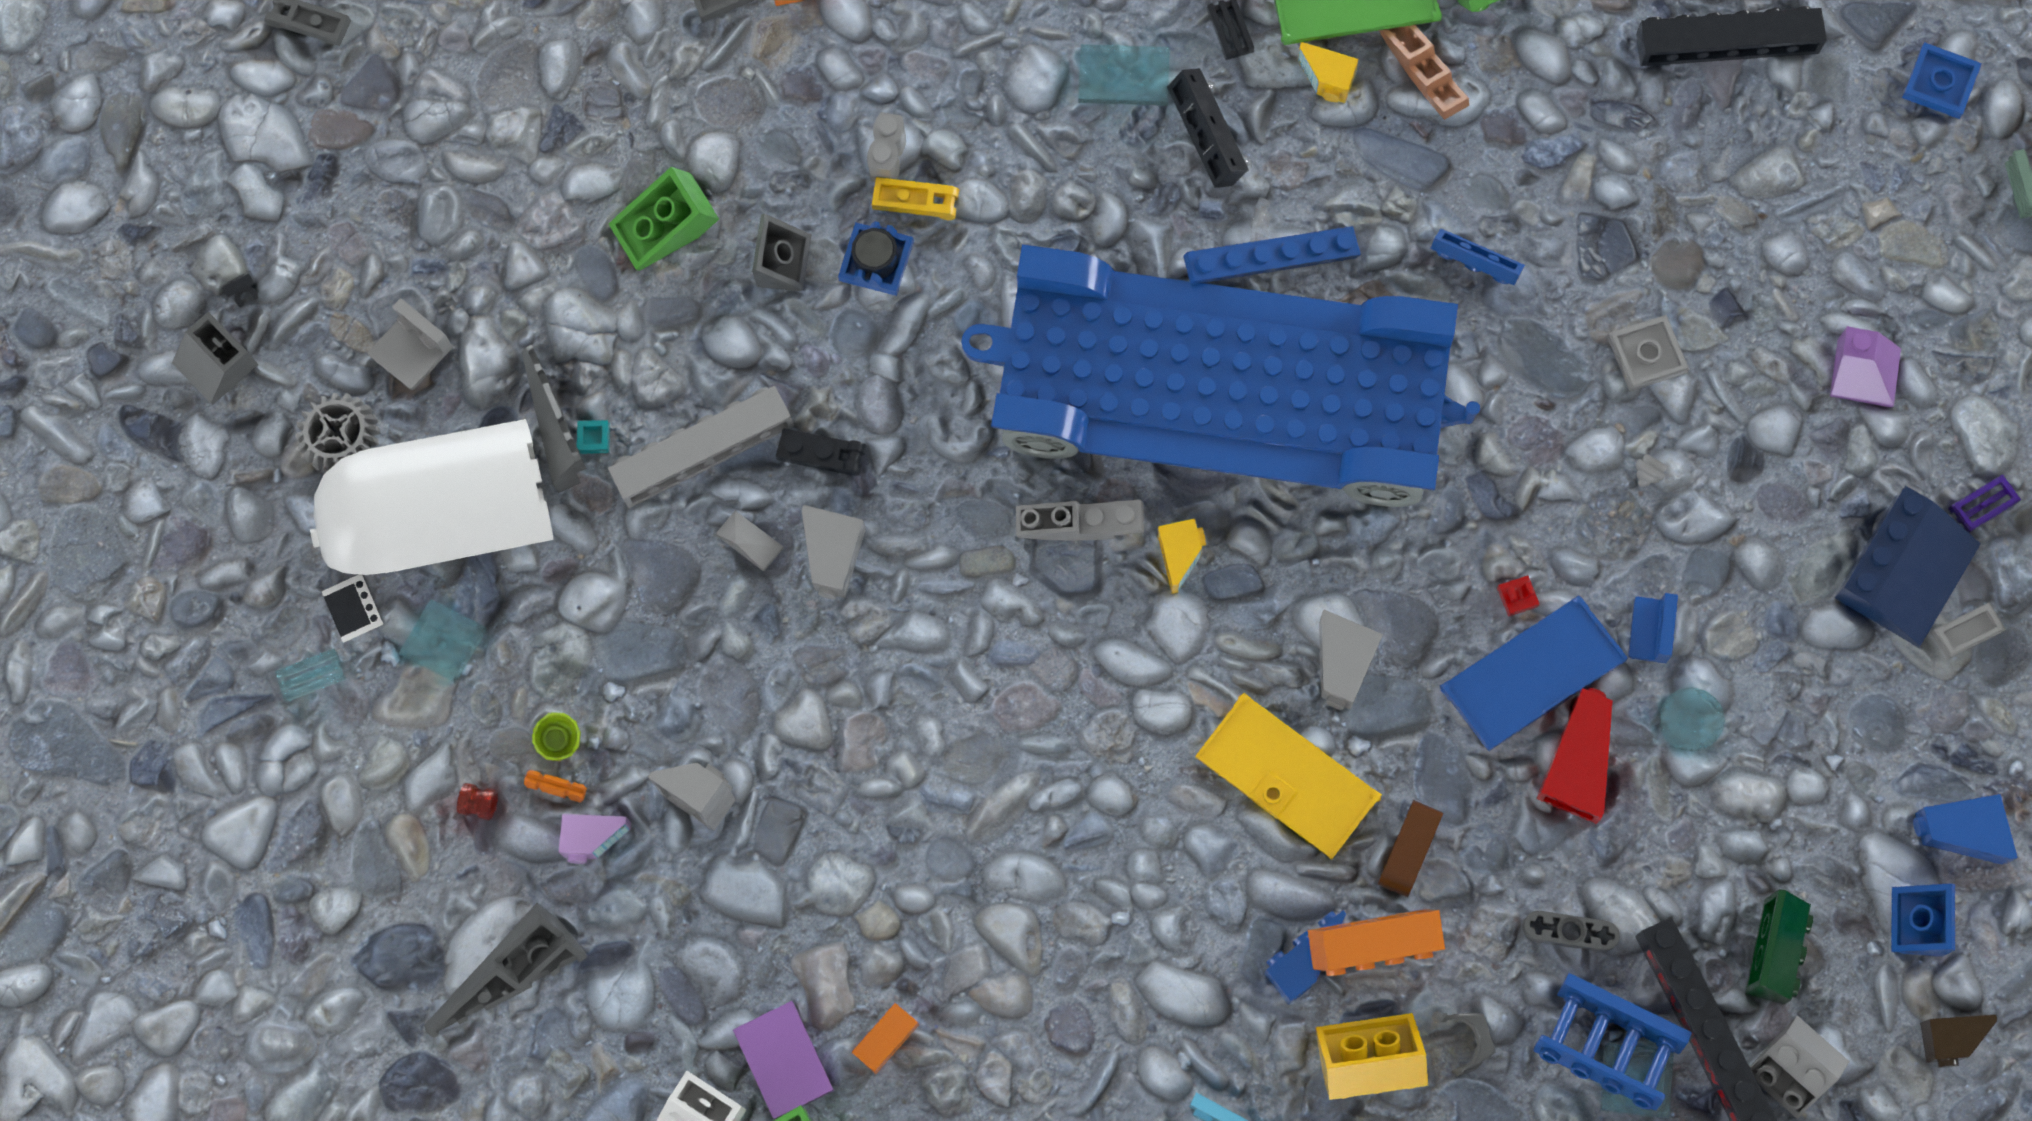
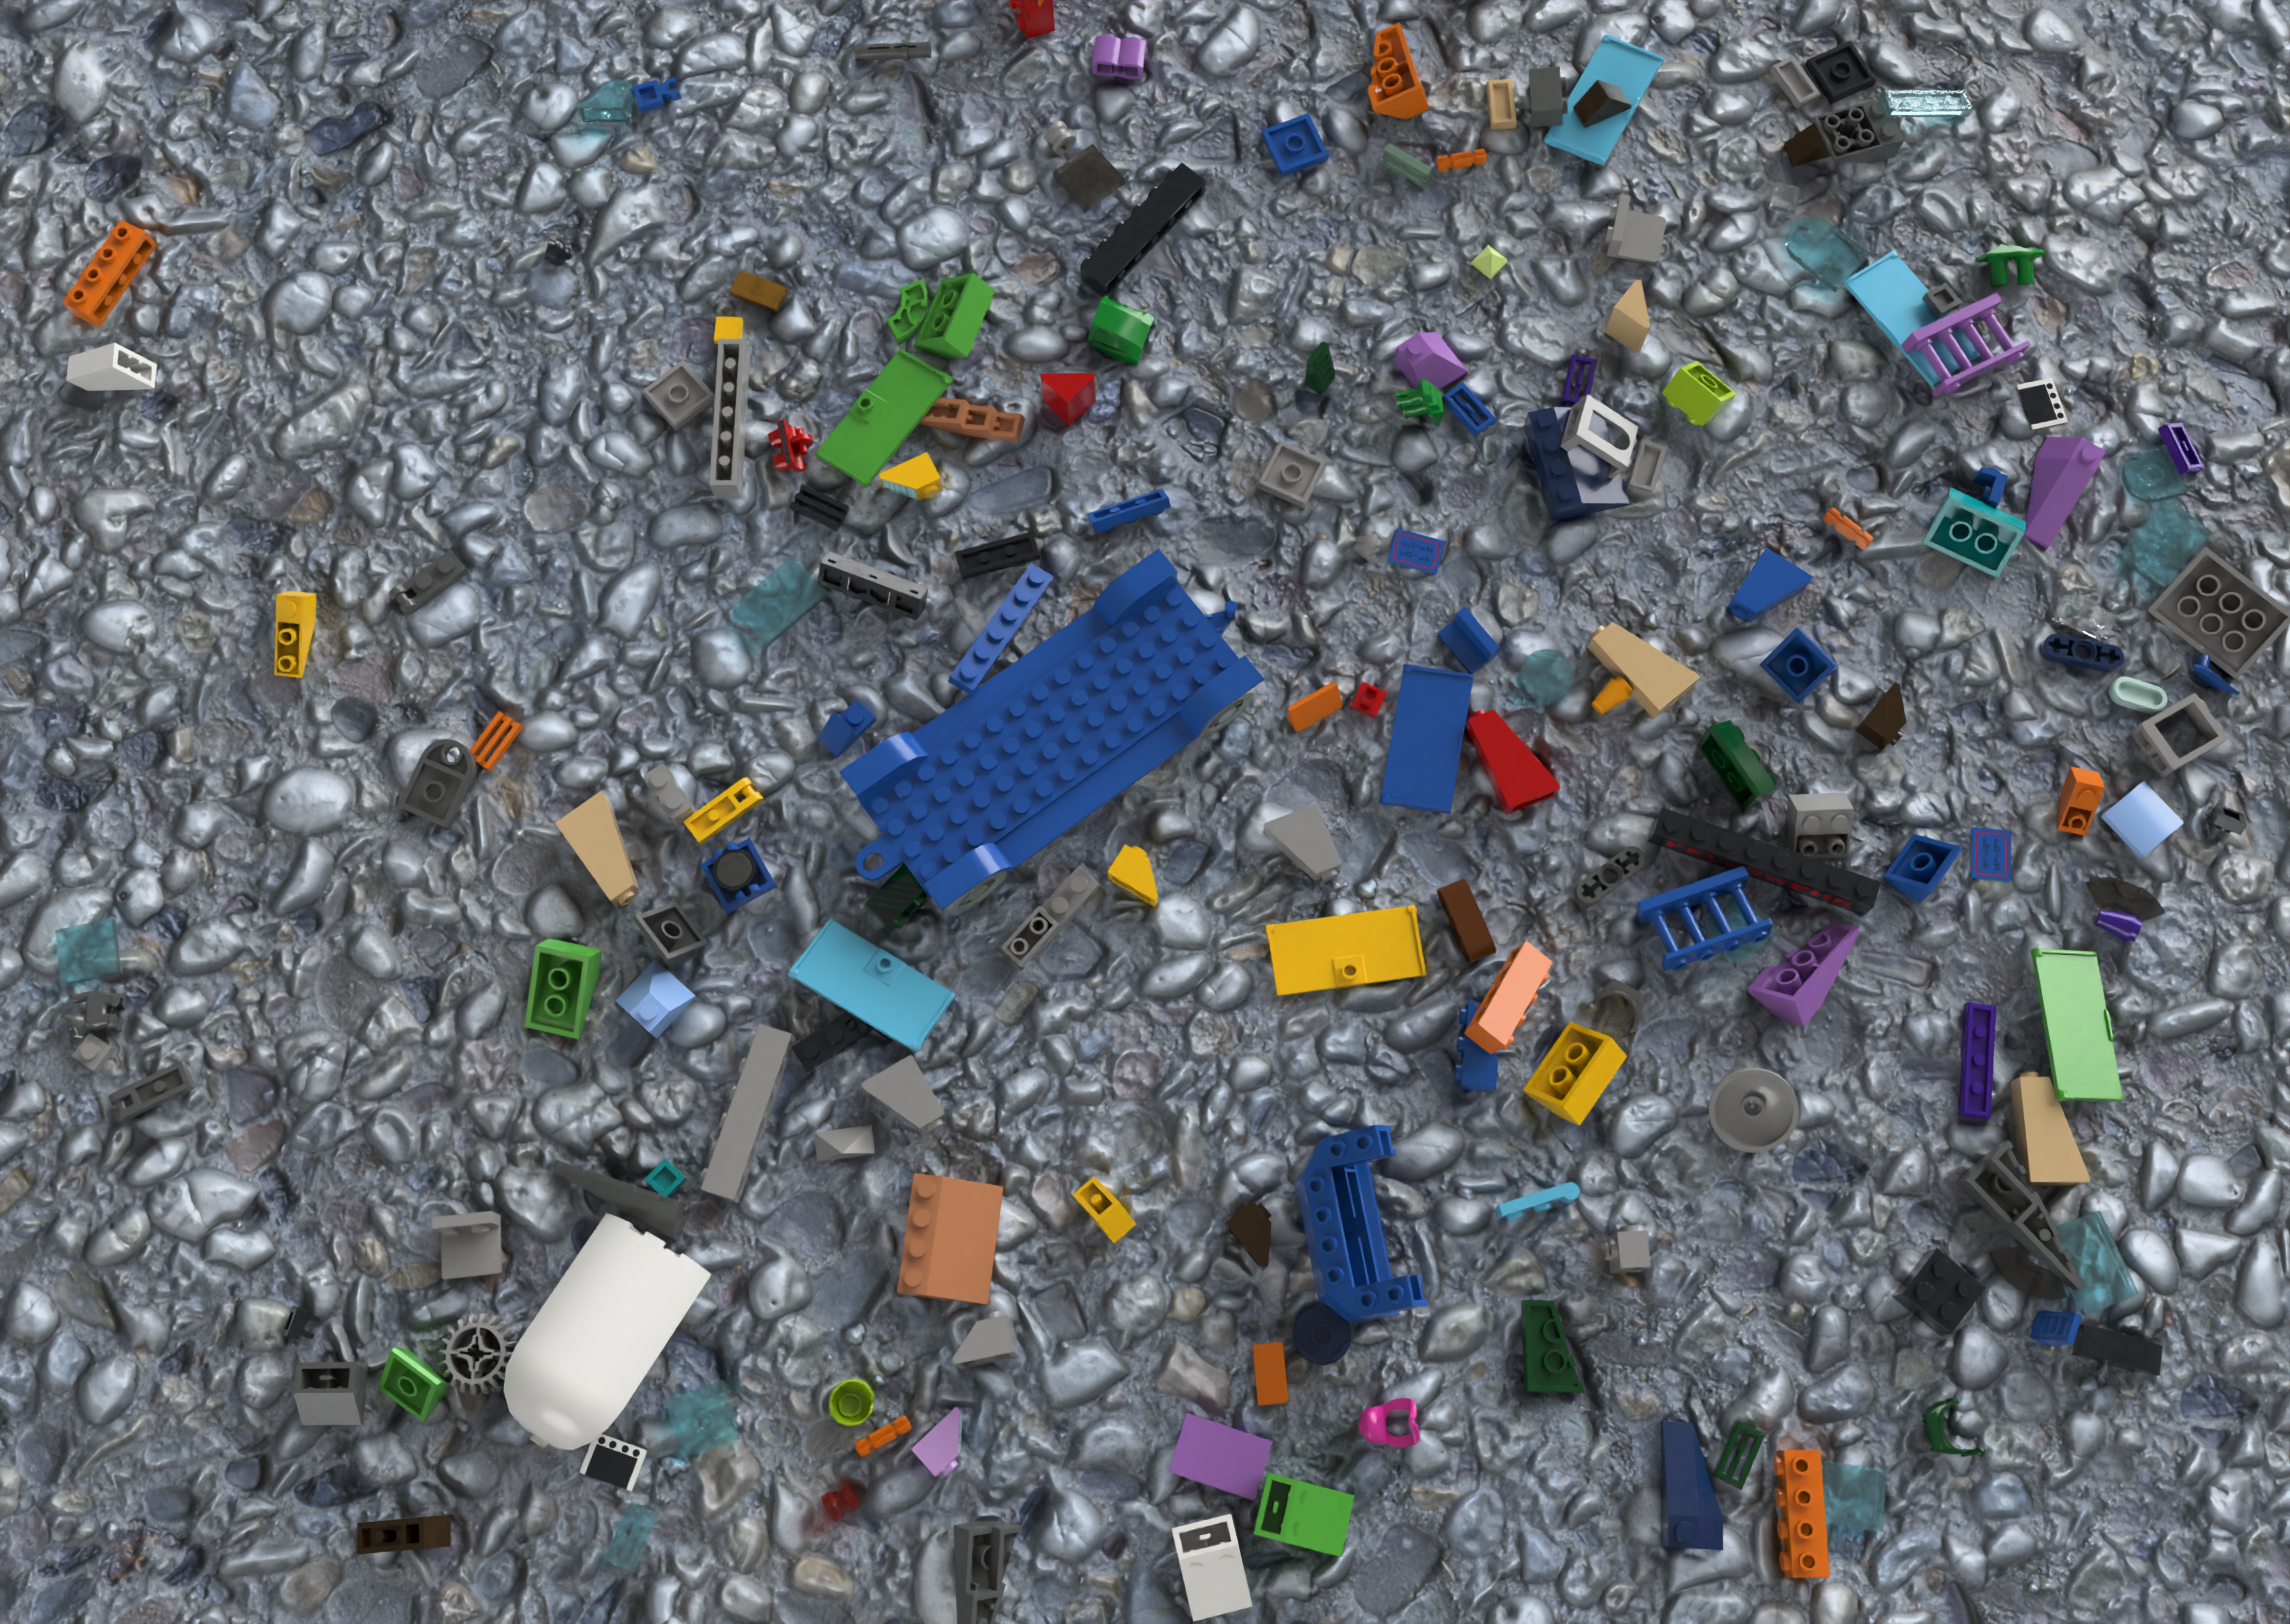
camera: 50 degrees left, 0 degrees up
(161, 512) = (404, 1534): none -> dark brown slope
(274, 408) = (413, 1383): none -> bright green slope
(721, 295) = (655, 999): none -> light blue slope
(751, 689) = (950, 1239): none -> nougat slope
(796, 138) = (599, 844): none -> tan slope
(888, 785) = (1104, 1209): none -> yellow slope
(890, 440) = (872, 985): none -> medium azure door
(955, 1050) = (1321, 1335): none -> dark blue tile
(972, 391) = (897, 899): none -> brick
(983, 917) = (1252, 1232): none -> dark brown slope
(1060, 989) = (1346, 1228): none -> blue wedge
(1073, 223) = (846, 728): none -> blue slope
(1332, 195) = (997, 555): none -> black plate
(1466, 558) = (1314, 707): none -> orange slope
(1524, 117) = (1068, 394): none -> red slope
(1623, 102) = (1119, 330): none -> green slope
(1689, 514) = (1416, 551): none -> blue sticker
(1731, 788) = (1612, 695): none -> light orange cone
(1760, 286) = (1320, 369): none -> dark green slope
(1780, 792) = (1652, 675): none -> tan slope
(1822, 391) = (1421, 401): none -> green connector
(1857, 462) = (1461, 416): none -> blue tile
(1928, 542) = (1578, 433): none -> light grey panel
(2012, 331) = (1489, 262): none -> yellowish green slope

